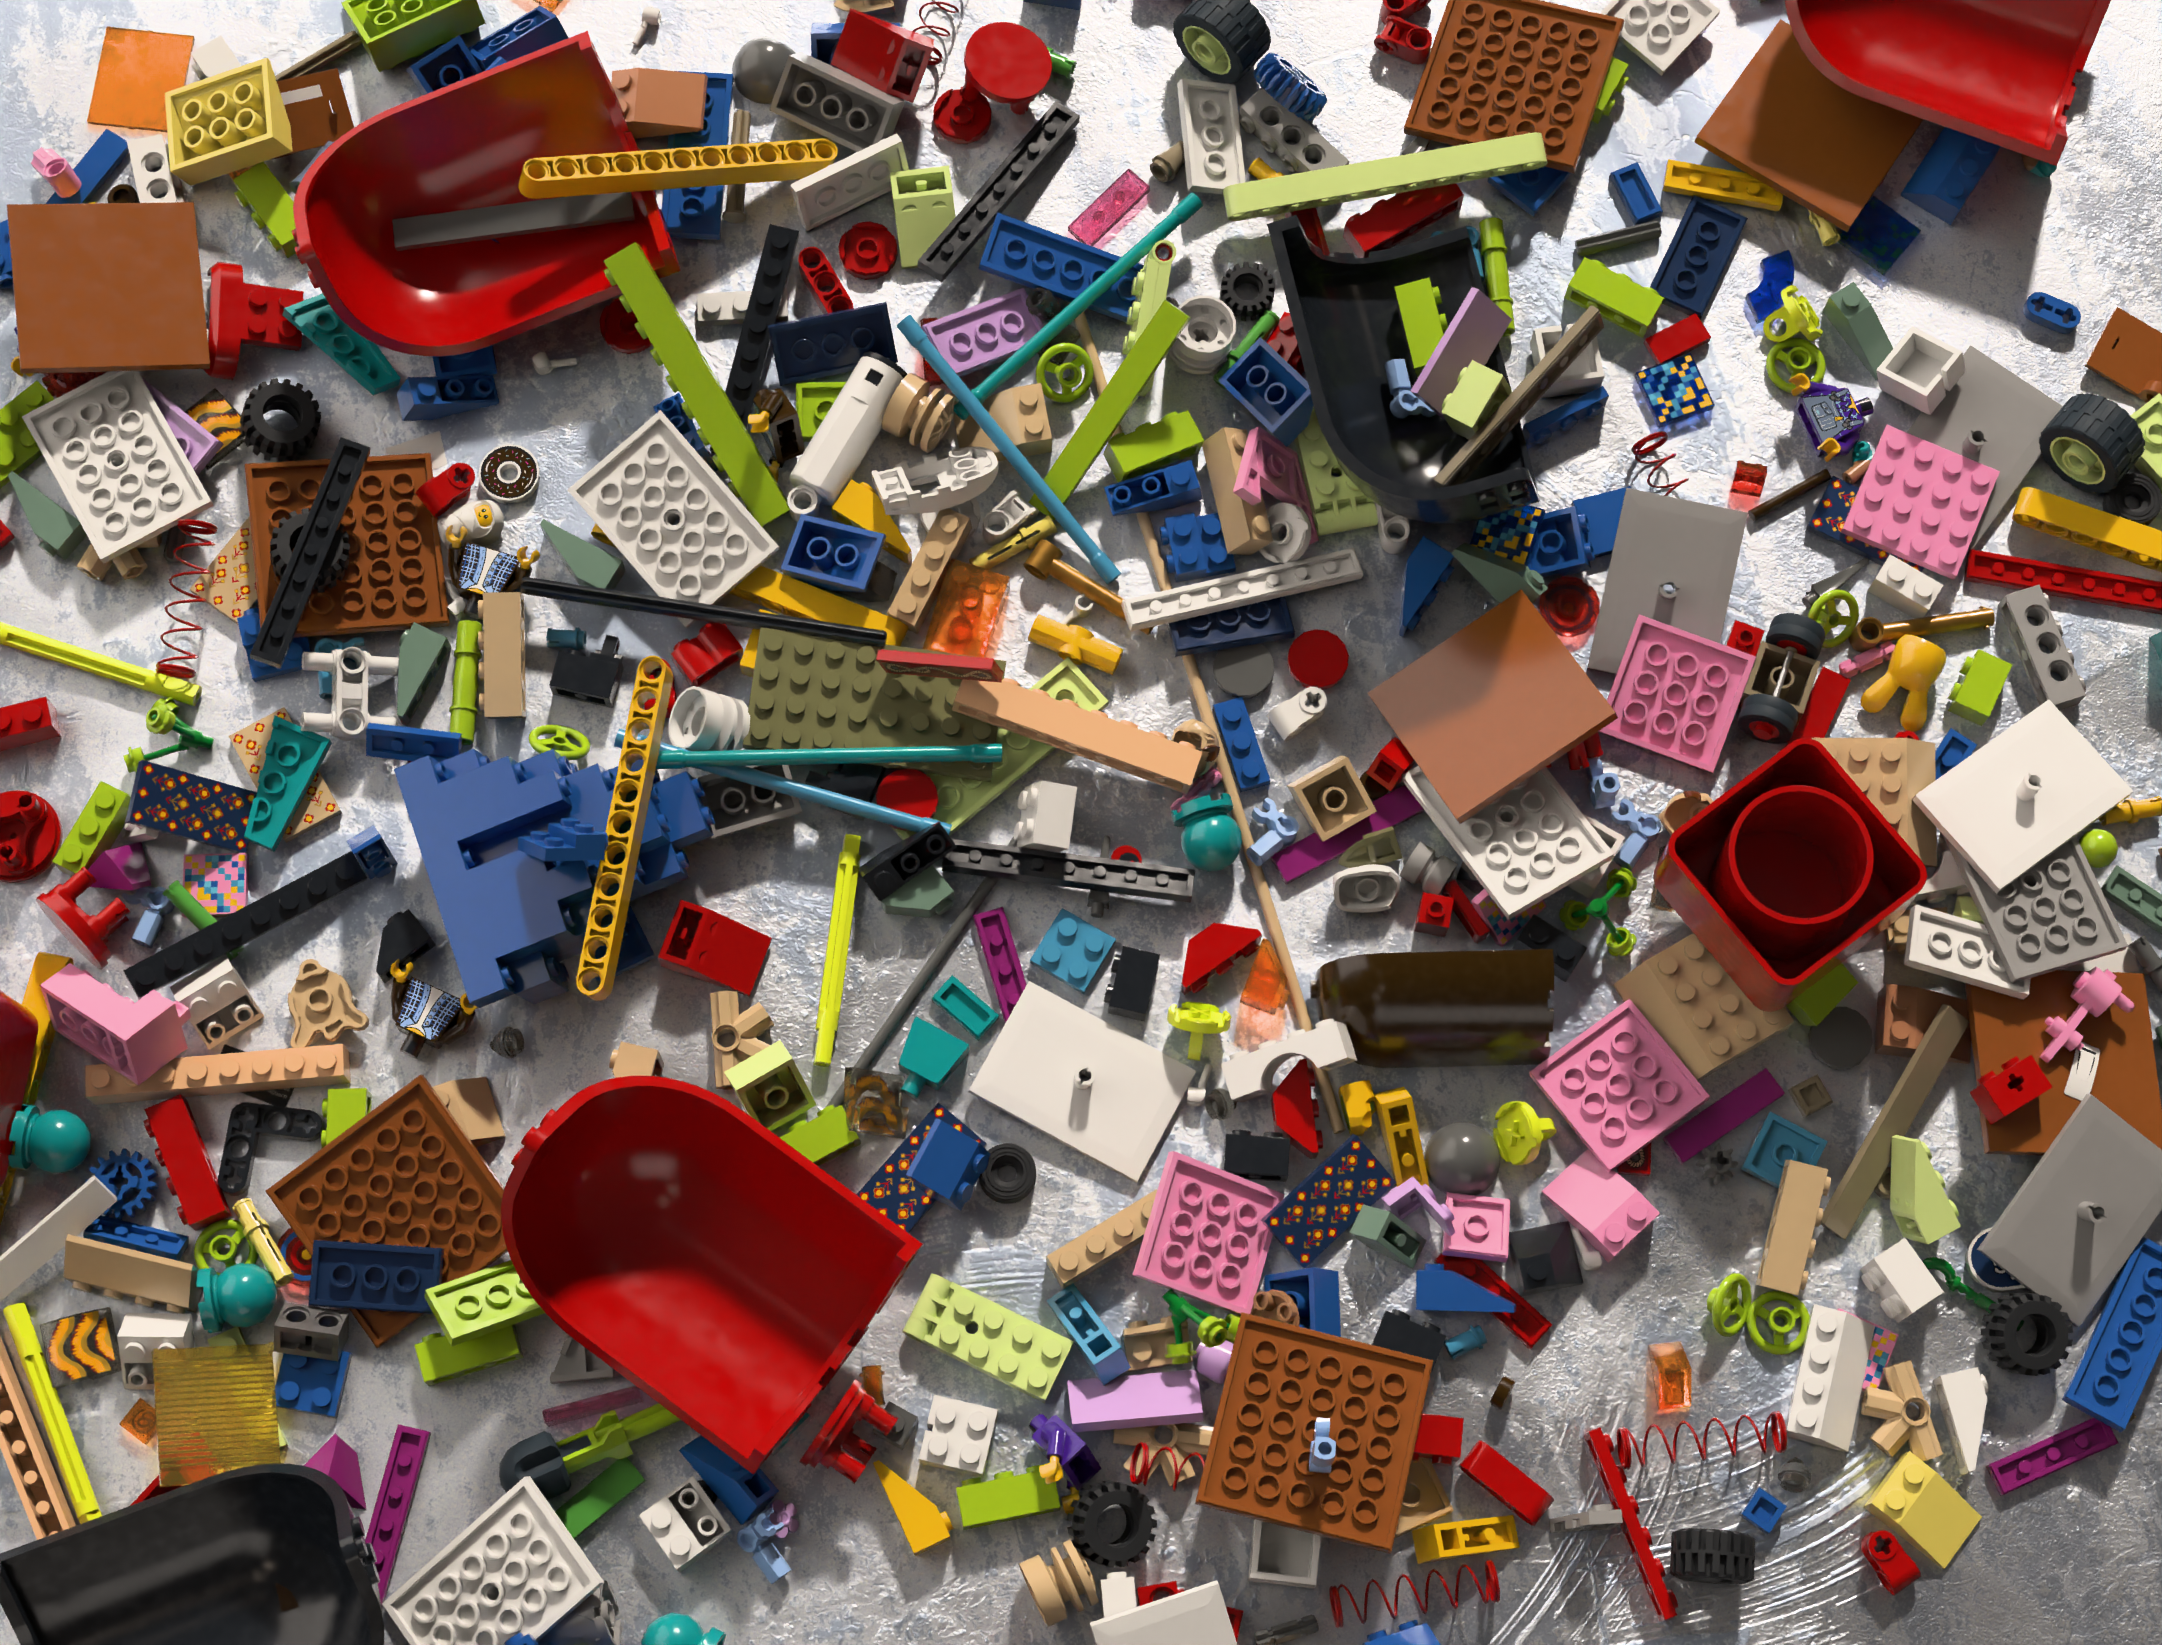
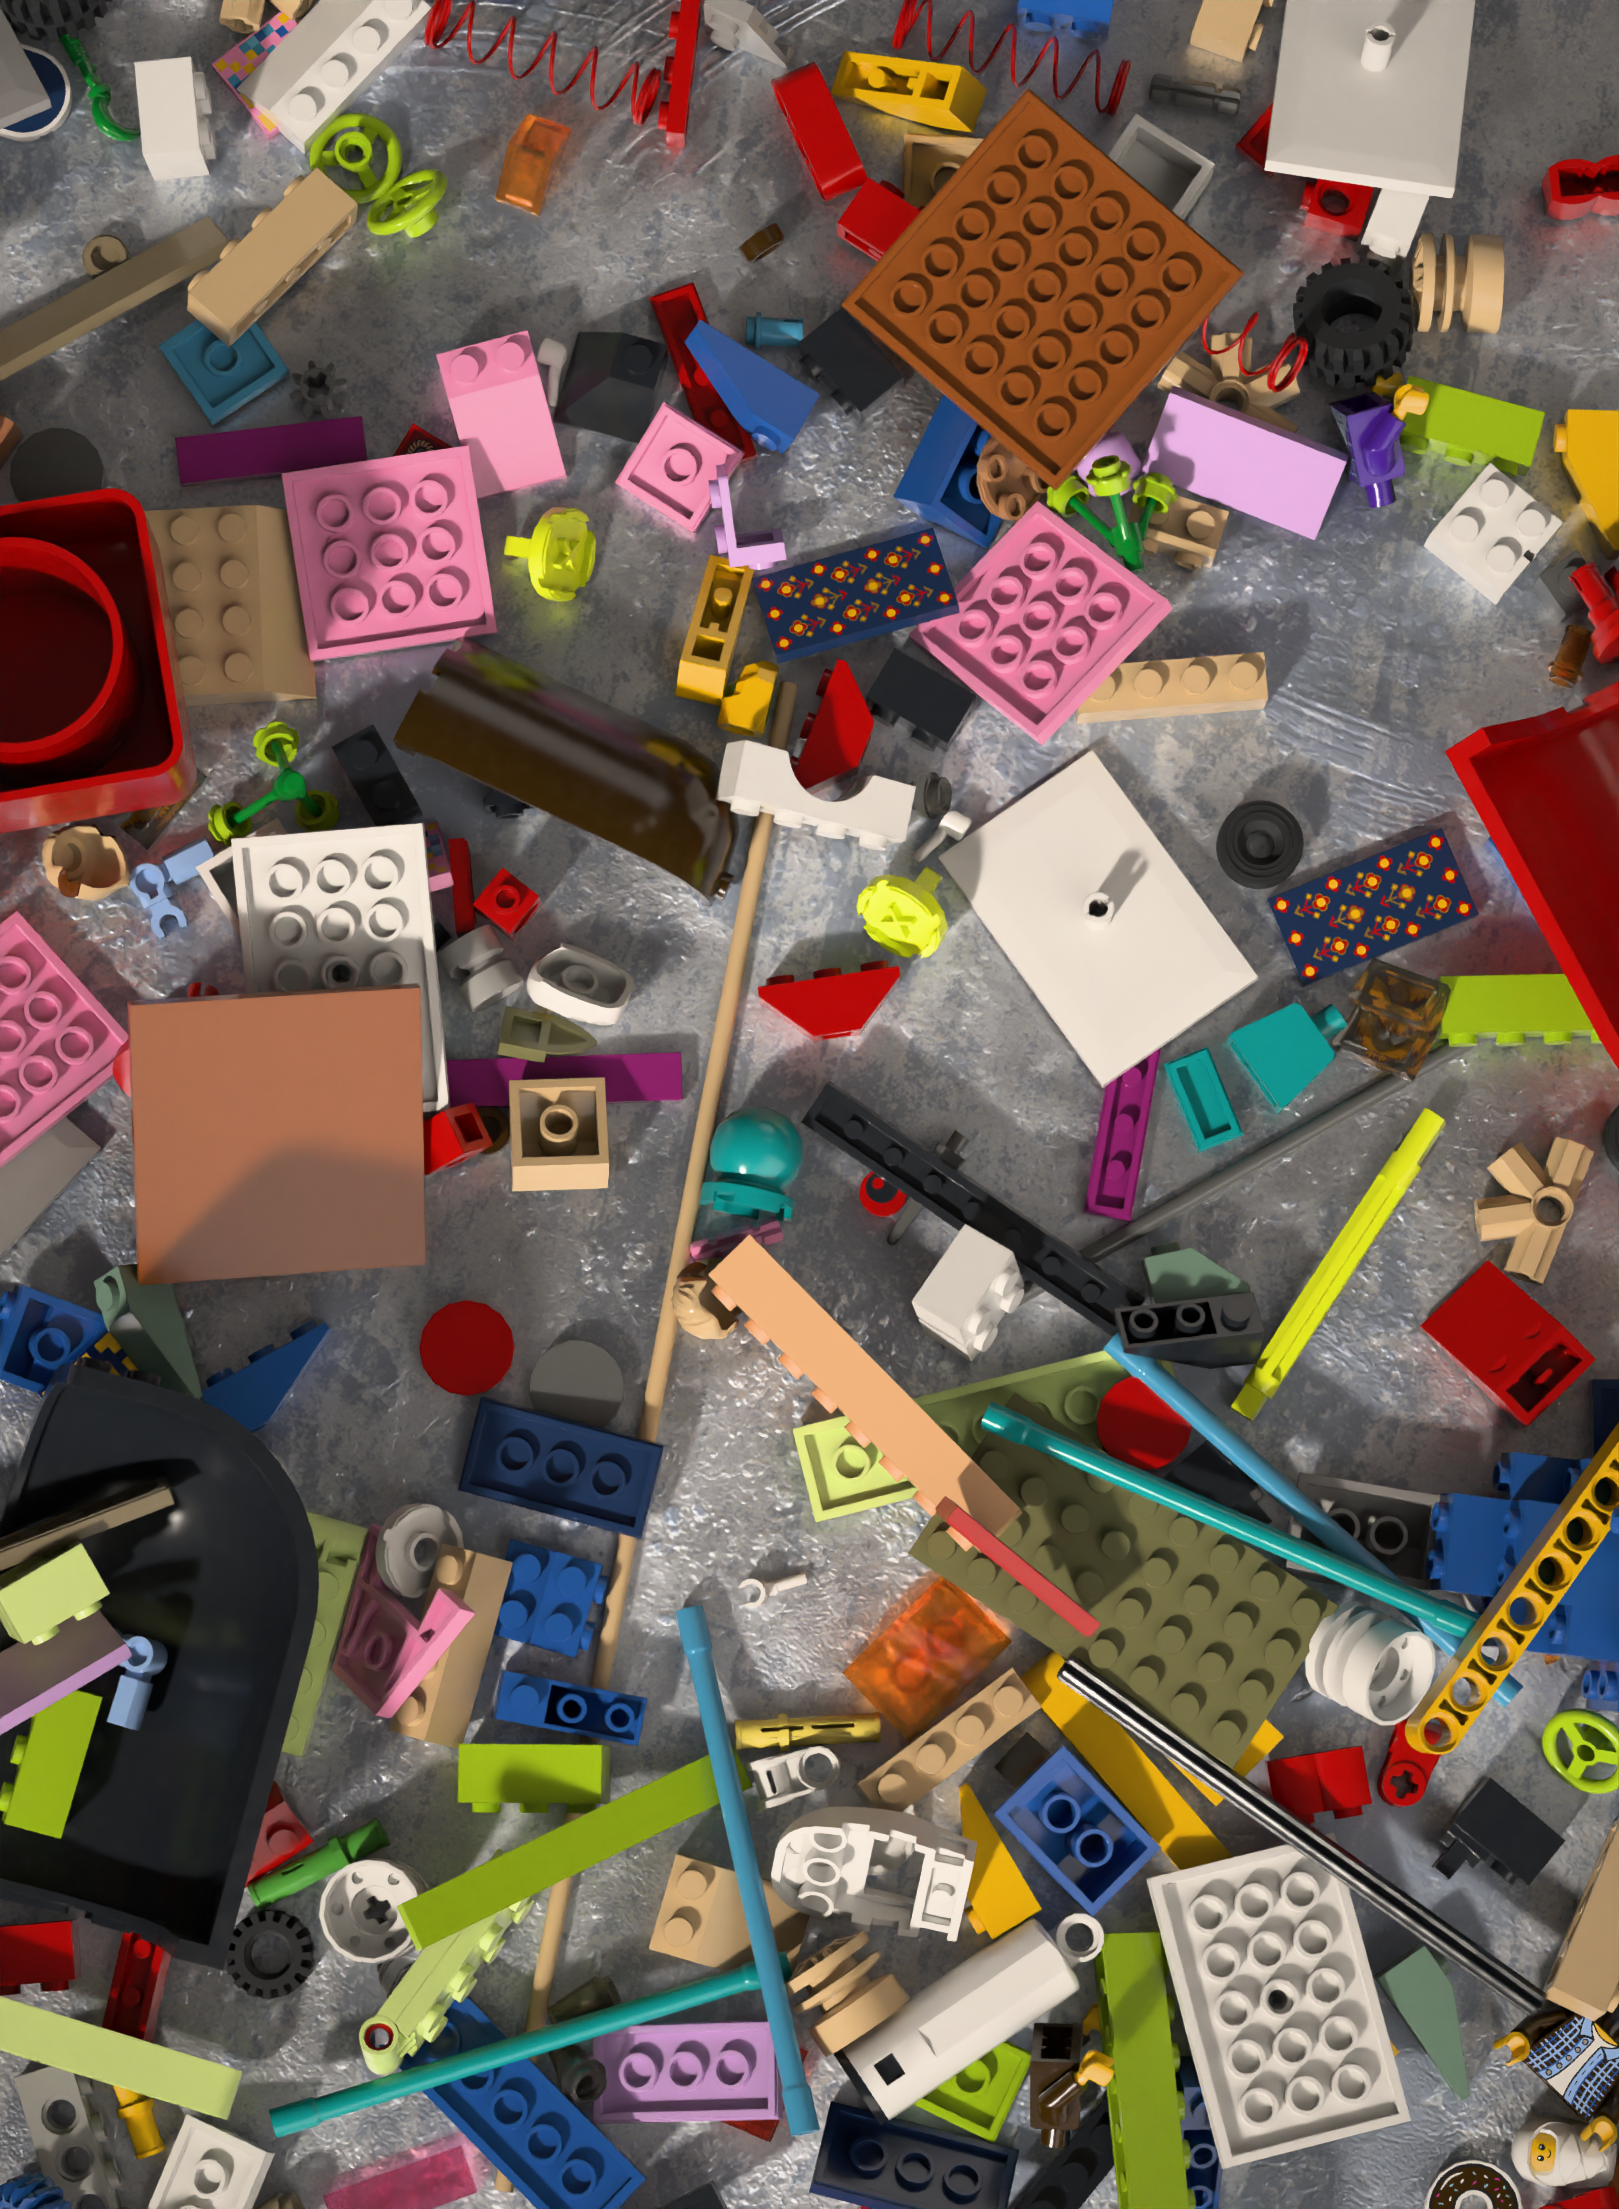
camera: 150 degrees left, 10 degrees up
(566, 638) = (1504, 1908): dark azure pin -> none
(770, 1087) = (1526, 1105): yellowish green brick -> none
(948, 1165) = (1339, 876): blue slope -> none
(1002, 1348) = (1372, 623): yellowish green hinge -> none
(1046, 561) = (773, 1680): pearl gold piece -> none
(1072, 951) = (1018, 1105): dark azure plate -> none
(1075, 372) = (597, 1934): lime piece -> none
(1076, 644) = (794, 1537): yellow piece -> none
(1089, 1334) = (1258, 581): dark azure slope -> none
(1132, 984) = (962, 1015): black brick -> none
(1241, 589) = (521, 1496): white tile -> none
(1241, 744) = (637, 1280): blue plate -> none
(1266, 982) = (783, 927): clear orange slope -> none
(1271, 391) = (332, 1765): blue slope -> none
(1281, 832) = (646, 1125): light blue bar -> none
(1294, 716) = (548, 1280): white piece -> none
(1322, 1448) = (1057, 243): light blue bar -> none
(1388, 1235) = (802, 513): sand green slope -> none
(1462, 1159) = (647, 569): dark grey piece -> none
(1569, 606) = (74, 1249): clear red tile -> none
(1602, 786) = (183, 962): light blue bar -> none
(1810, 1096) = (142, 420): dark tan tile -> none
(1918, 1193) = (87, 207): yellowish green slope -> none

